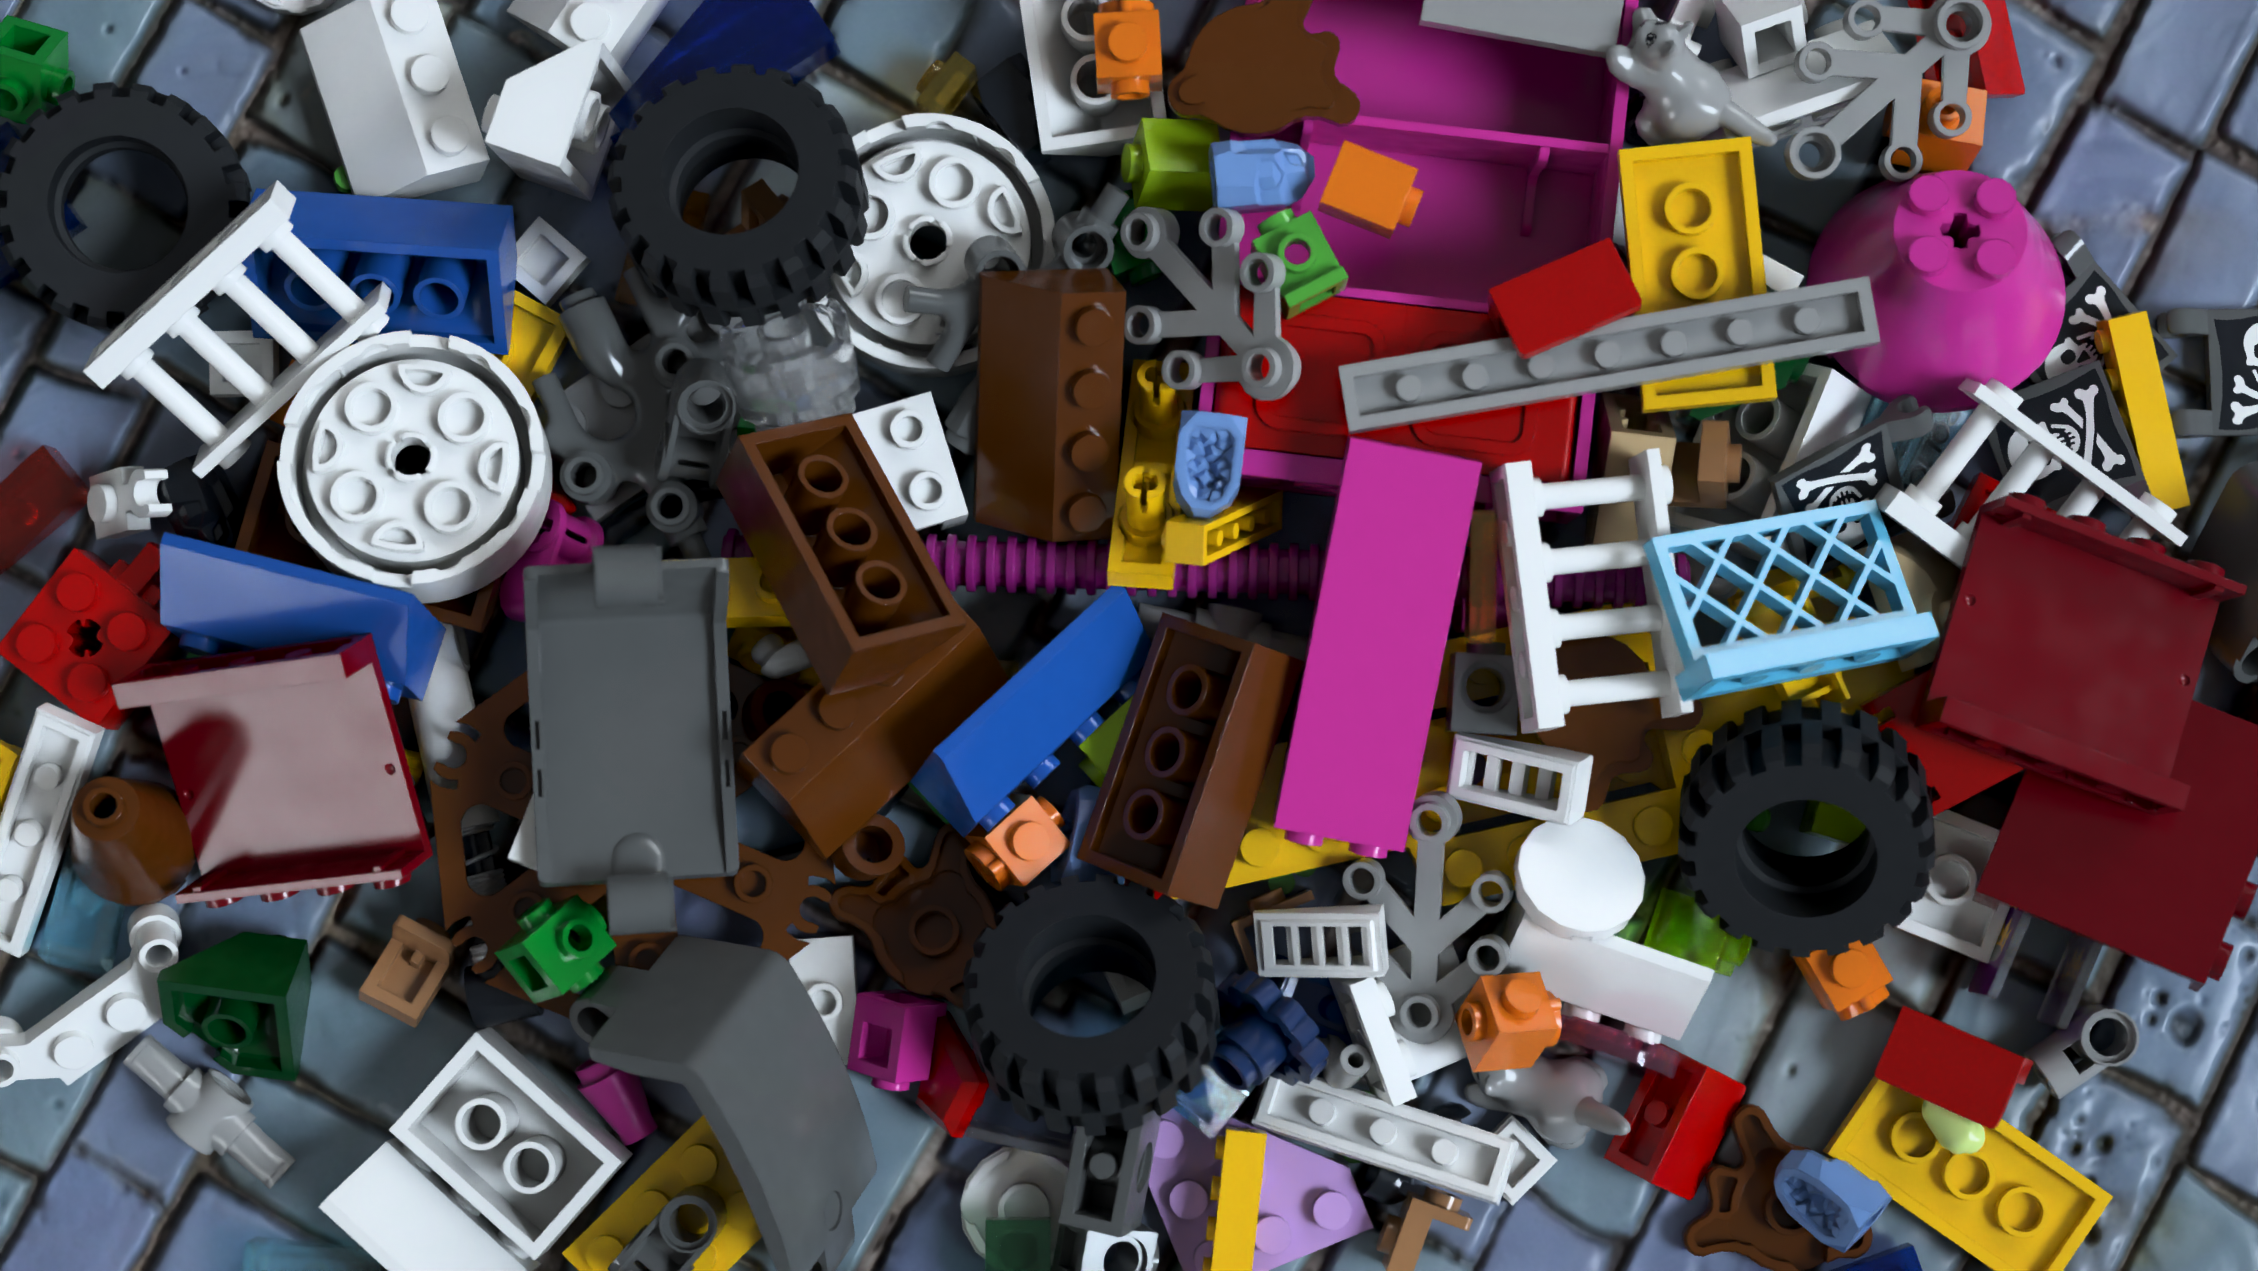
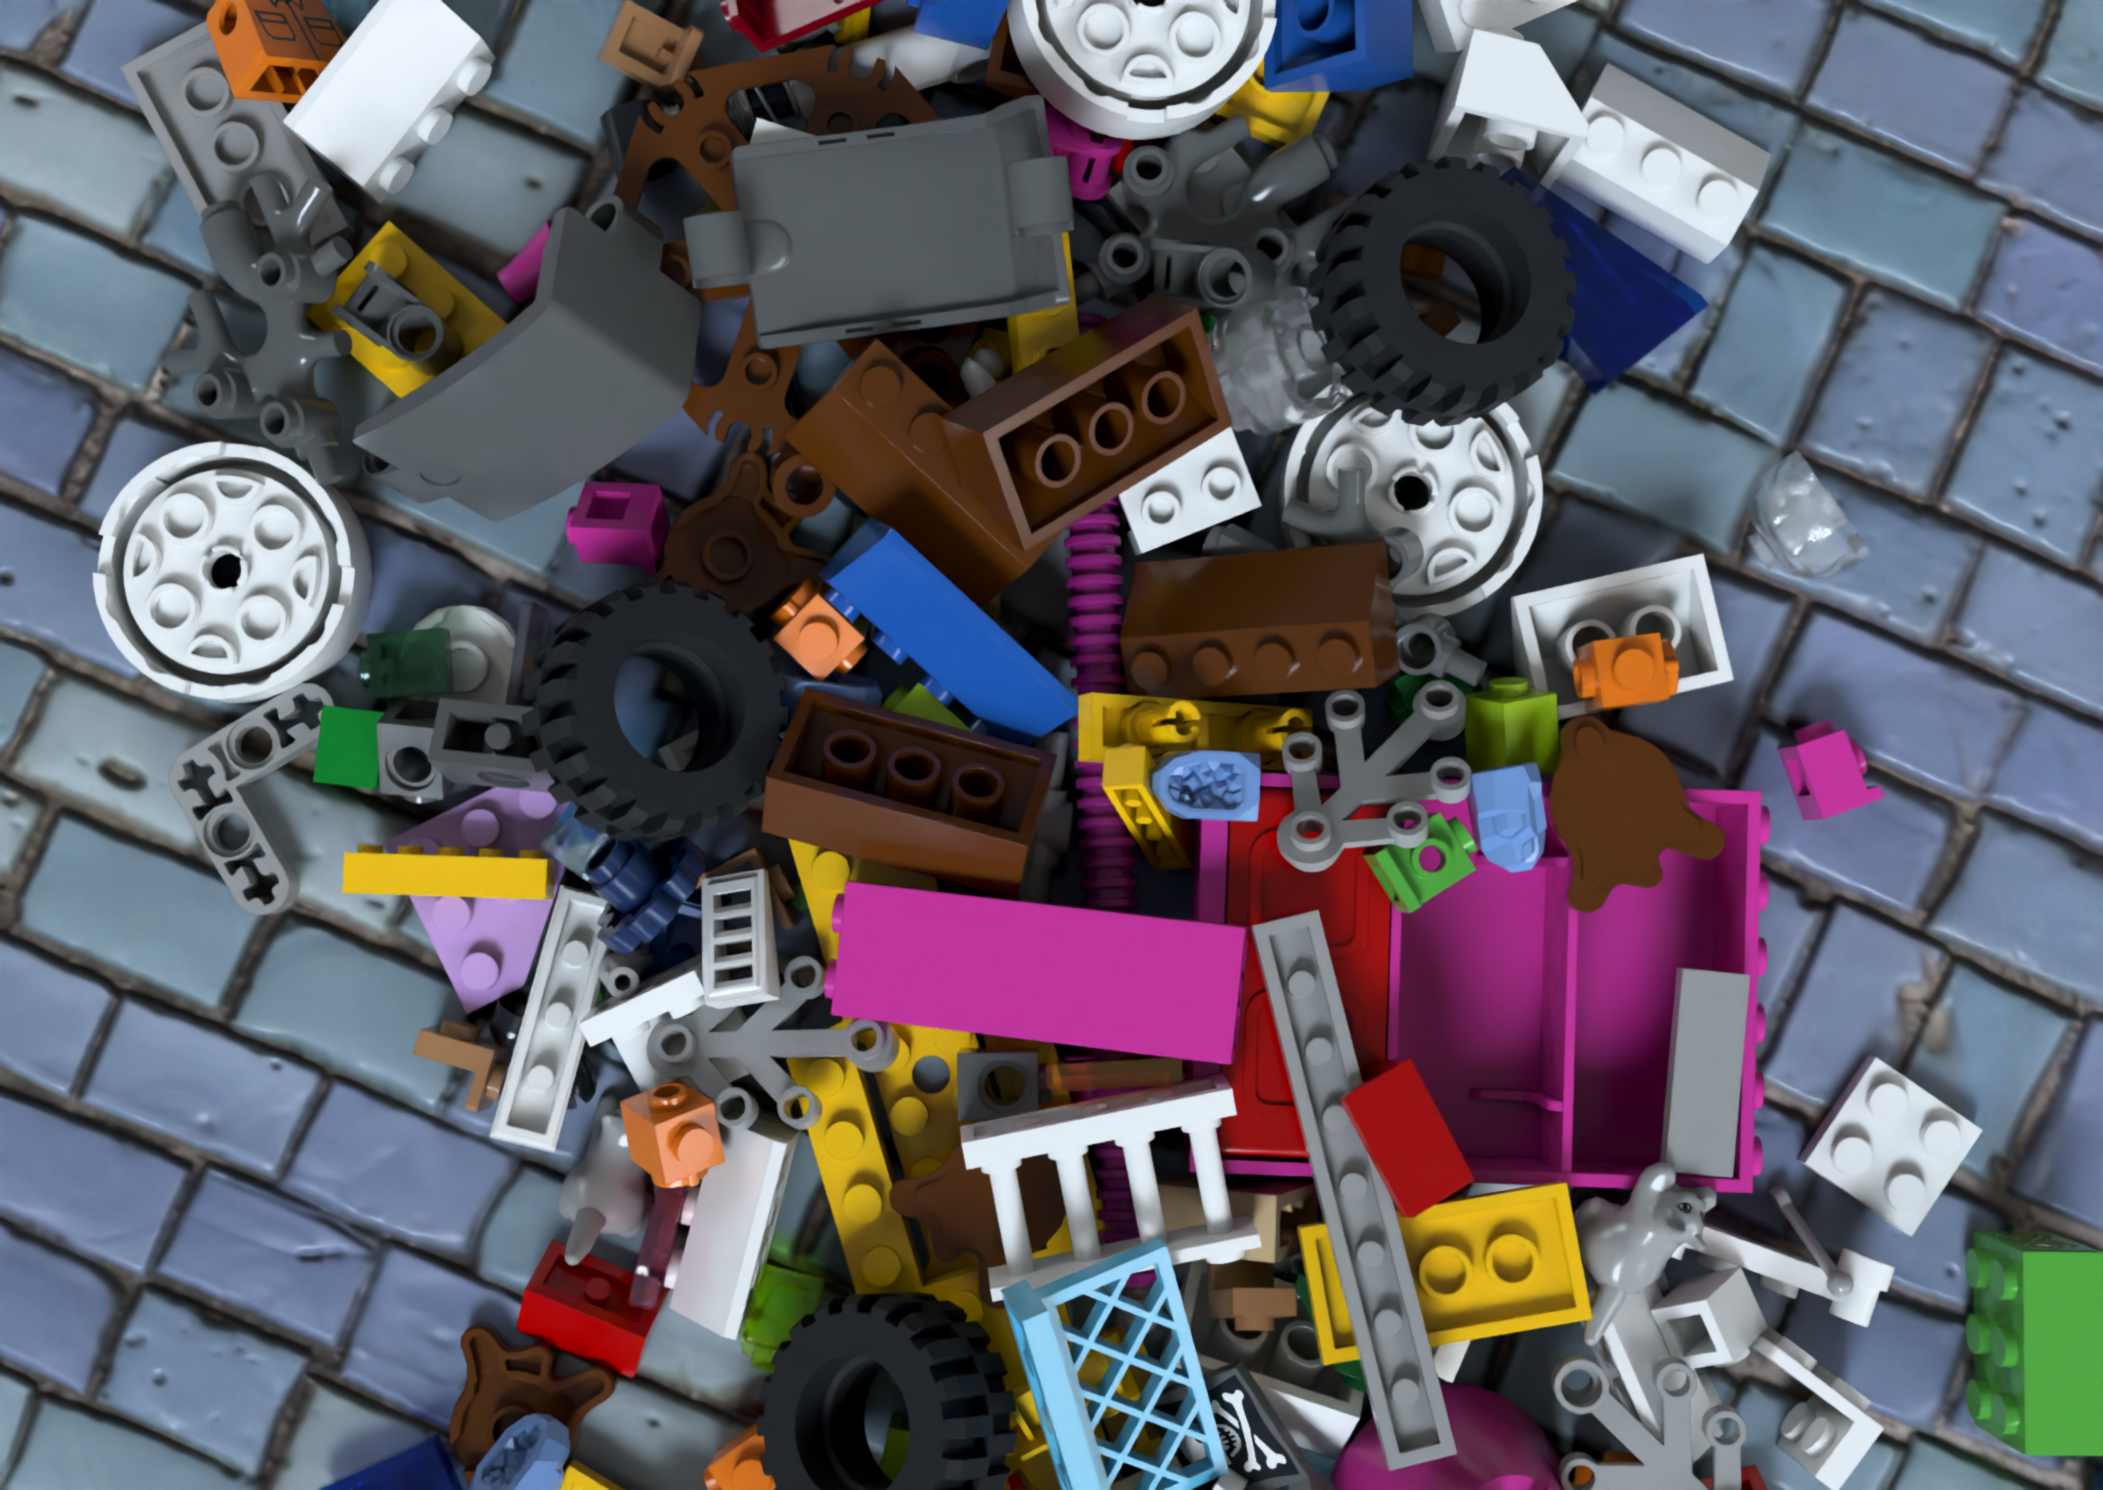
camera: 85 degrees right, 0 degrees up
(510, 1142) = (489, 158): white brick -> none
(547, 262) = (1360, 122): white plate -> none
(557, 948) = (673, 176): green brick -> none
(830, 979) = (669, 456): white plate -> none
(946, 85) = (1571, 499): clear yellow plate -> none
(955, 1080) = (572, 585): red piece -> none
(1009, 106) = (1559, 561): black rock -> none
(1370, 191) = (1502, 930): orange brick -> none
(1530, 1161) = (547, 1167): white tile -> none
(1550, 760) = (936, 1156): white slope -> none
(1578, 879) = (818, 1194): white tile -> none

